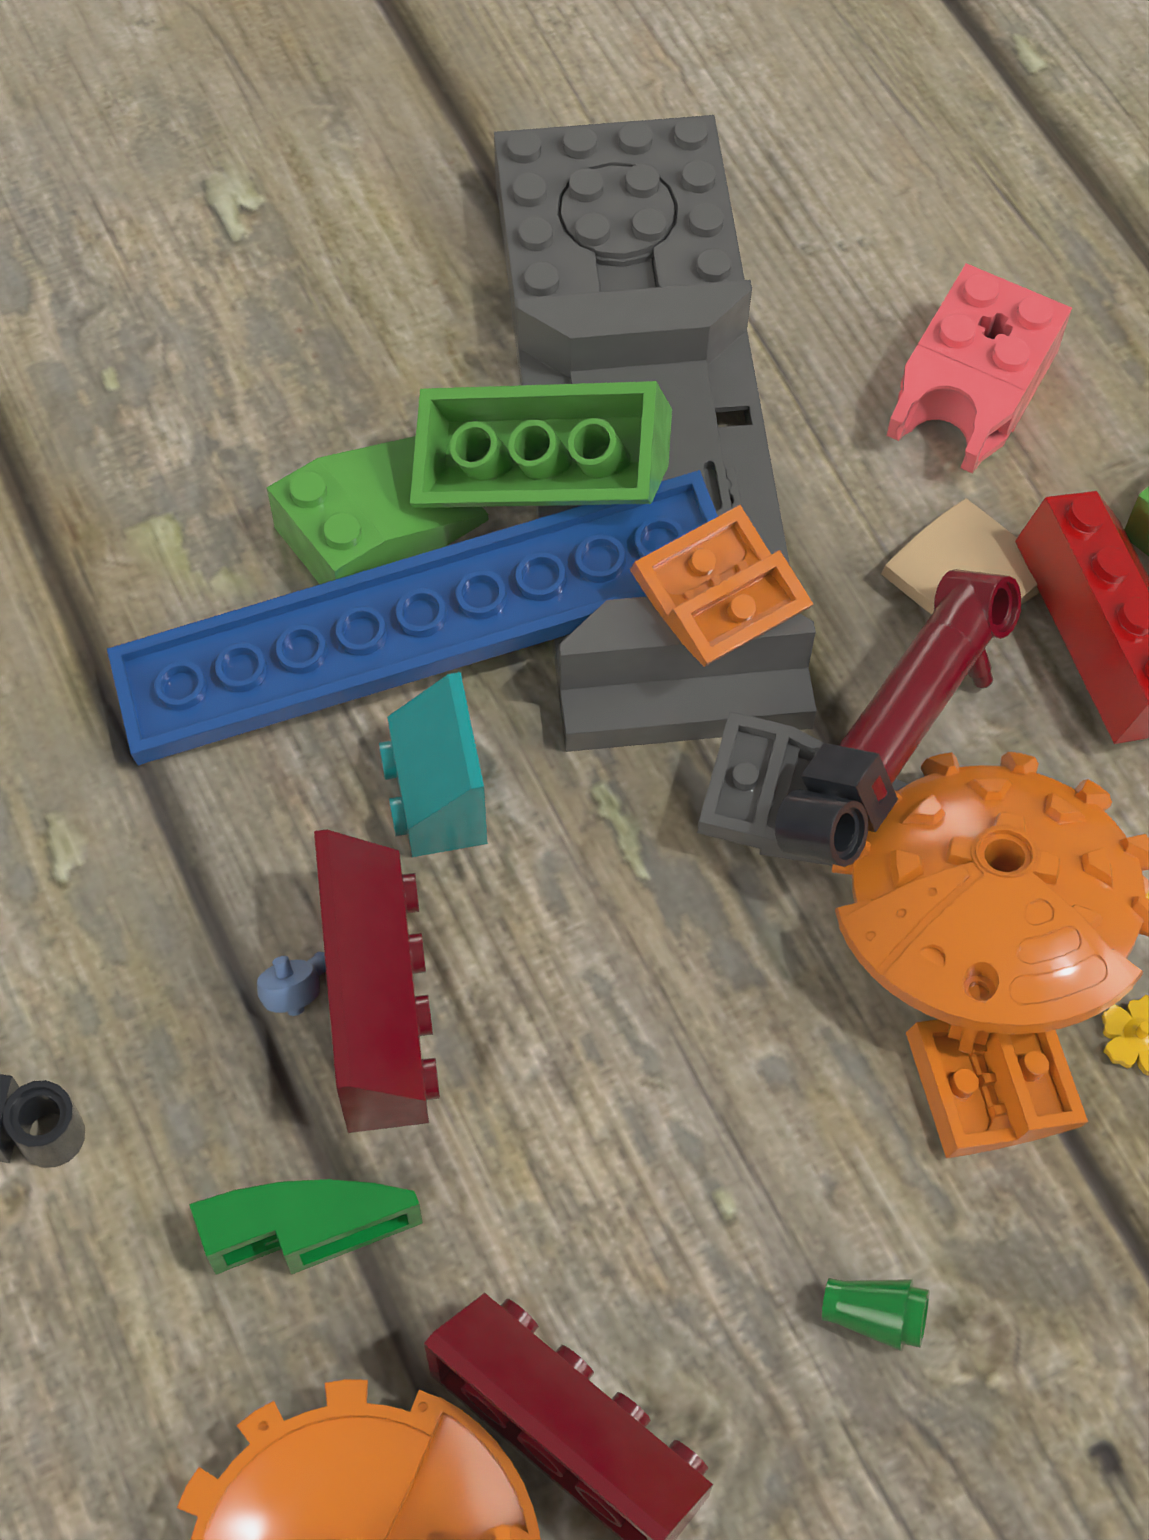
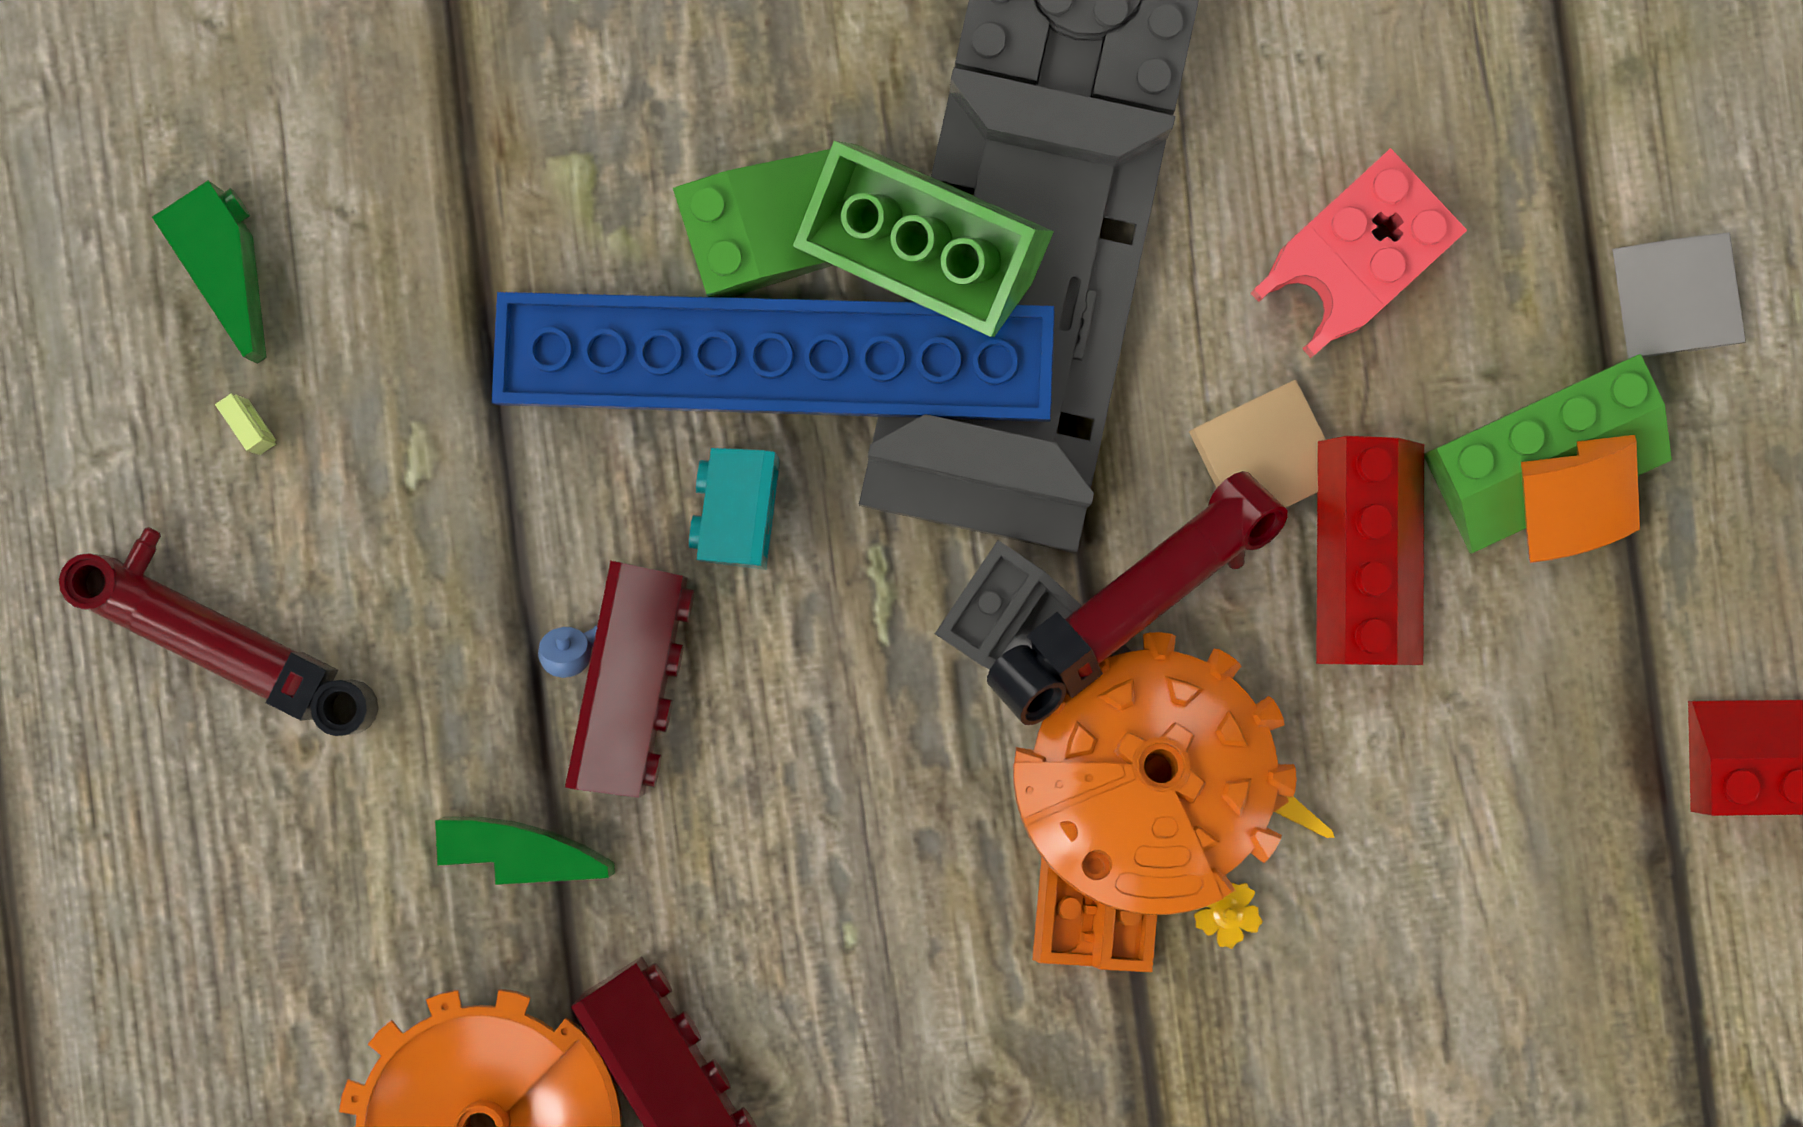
camera: 15 degrees right, 25 degrees up
(720, 586) = (1024, 439): orange slope -> none
(878, 1309) = (930, 1062): green cone -> none

